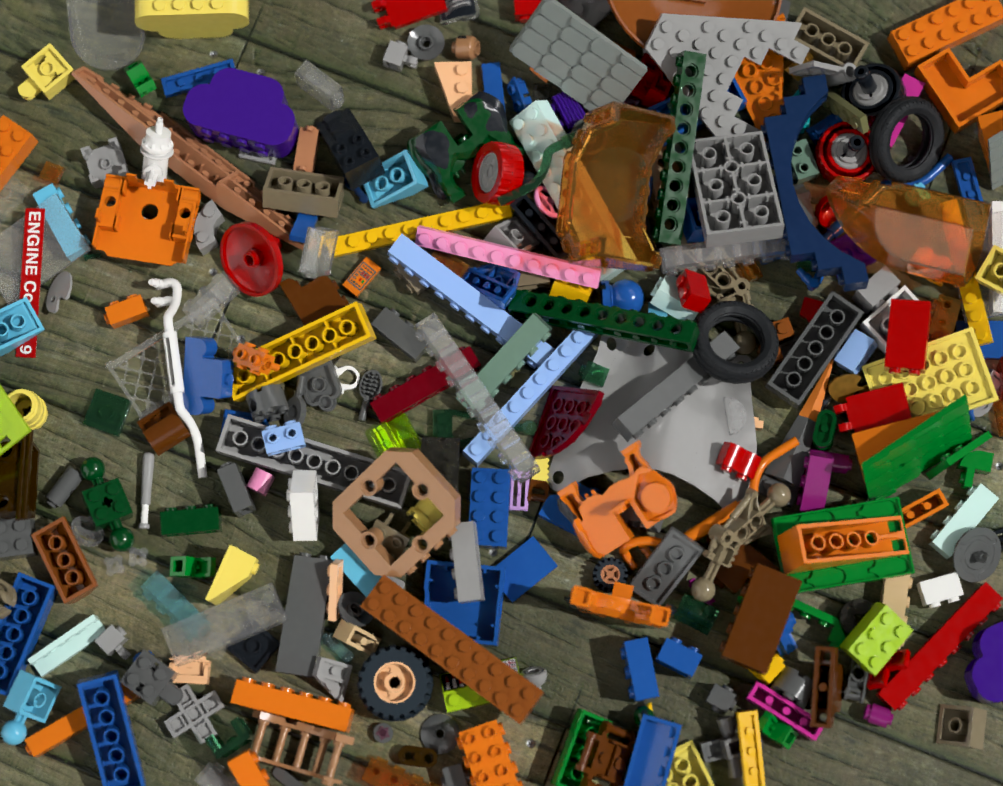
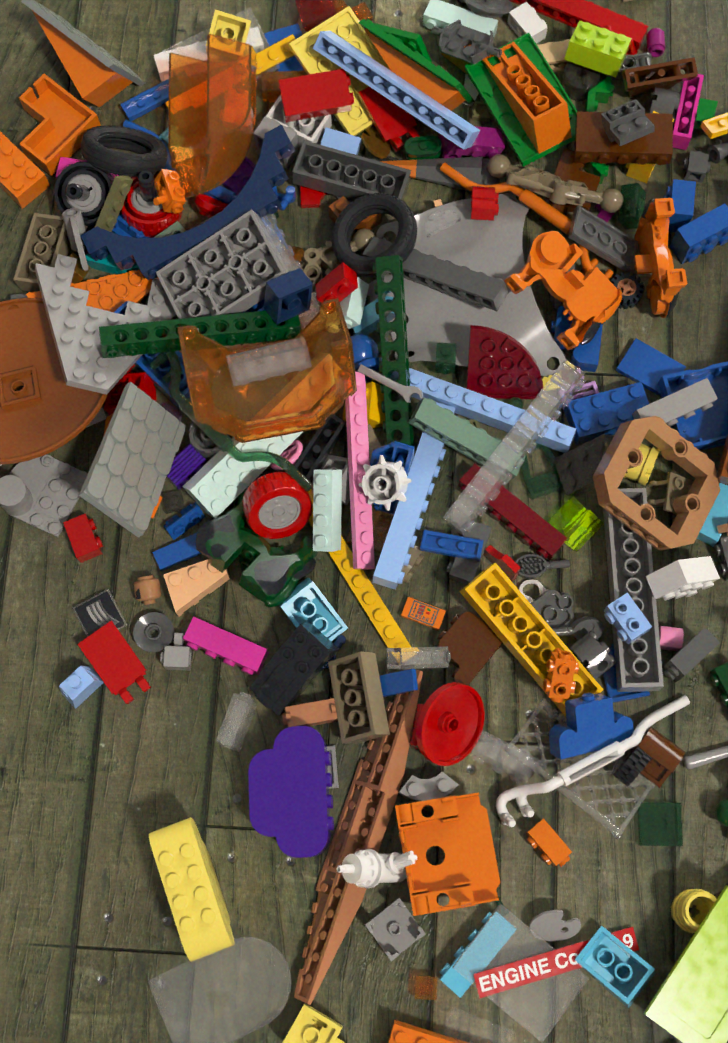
camera: 110 degrees left, 5 degrees down
(140, 78) = (287, 926): green brick -> none
(159, 399) = (632, 766): none -> black tyre
(185, 81) = (265, 862): blue plate -> none
(380, 357) = (504, 561): none -> red tile
(391, 98) = (225, 645): none -> dark pink brick
(409, 316) = (451, 545): none -> blue tile
(477, 215) = (327, 510): none -> light aqua brick
(482, 269) = (395, 485): none -> white brick
(564, 315) = (405, 391): none -> light grey piece
(627, 197) = (269, 361): none -> clear brick
(687, 234) = (288, 295): none -> dark blue brick
(765, 618) = (626, 123): none -> dark grey brick
(843, 166) = (169, 191): none -> orange brick
(883, 410) = (396, 89): none -> light blue brick
(934, 498) = (456, 36): none -> dark grey plate
(972, 463) = (403, 21): green brick -> none

